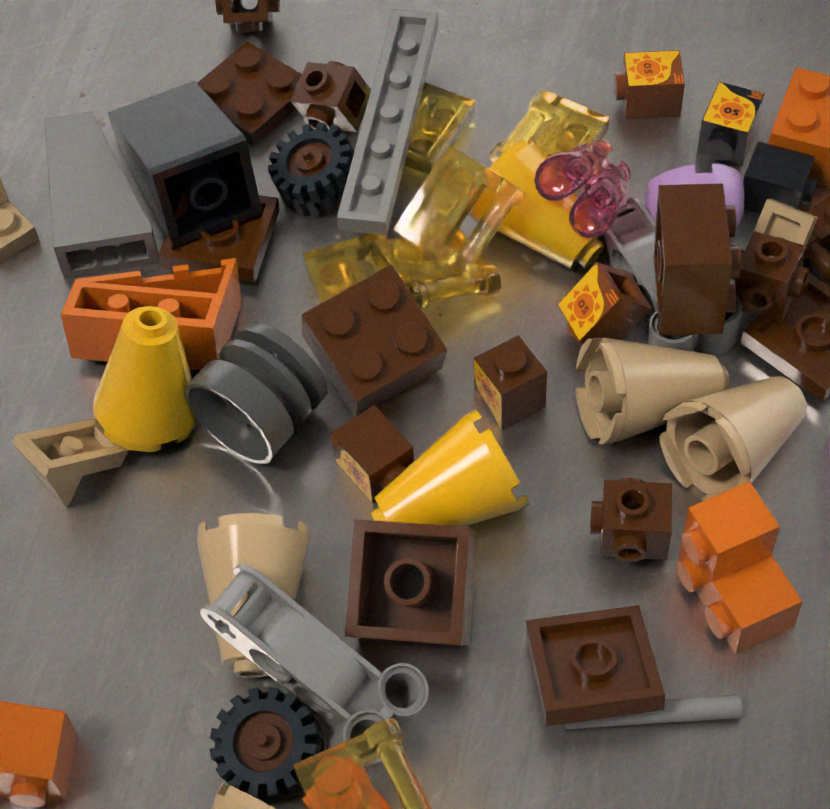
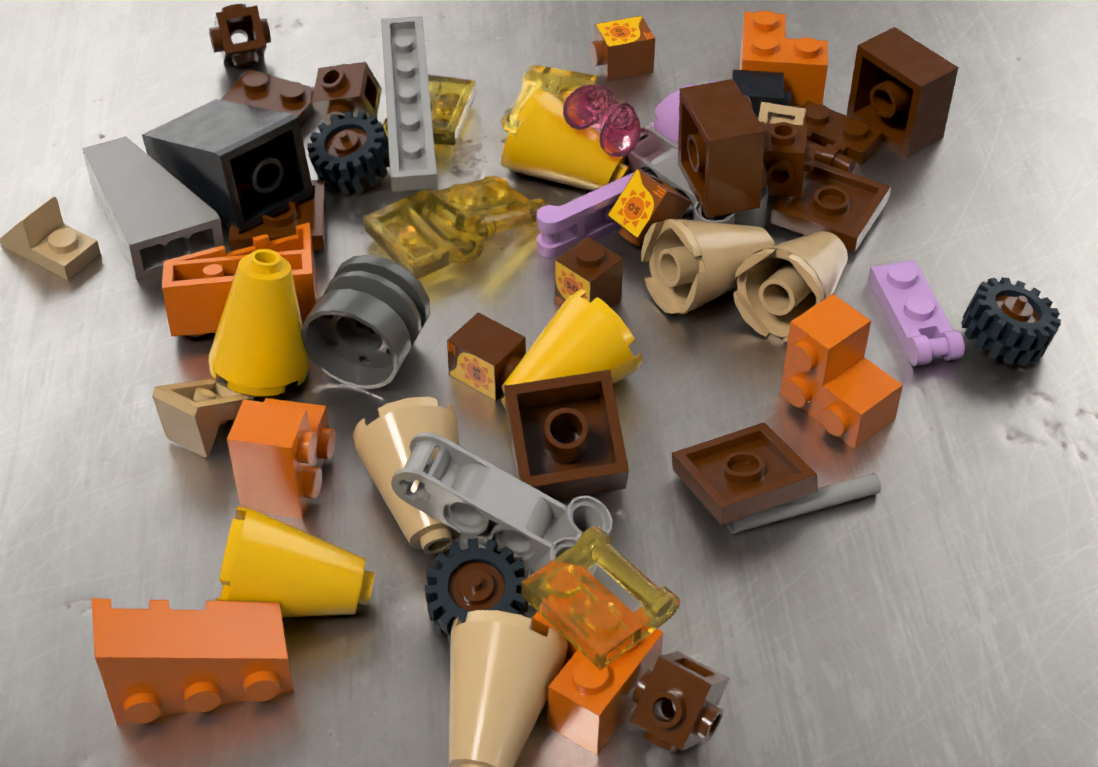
camera: 20 degrees left, 10 degrees down
(86, 673) = (288, 566): none -> yellow cone
(125, 529) = (279, 454): none -> orange brick
(373, 340) = (461, 263): reddish brown brick -> none
(445, 203) = (489, 145): clear yellow plate -> none
(527, 302) = (582, 217): none -> lavender plate
(633, 519) = (736, 358): reddish brown brick -> none
(730, 123) = (701, 59): black brick -> none

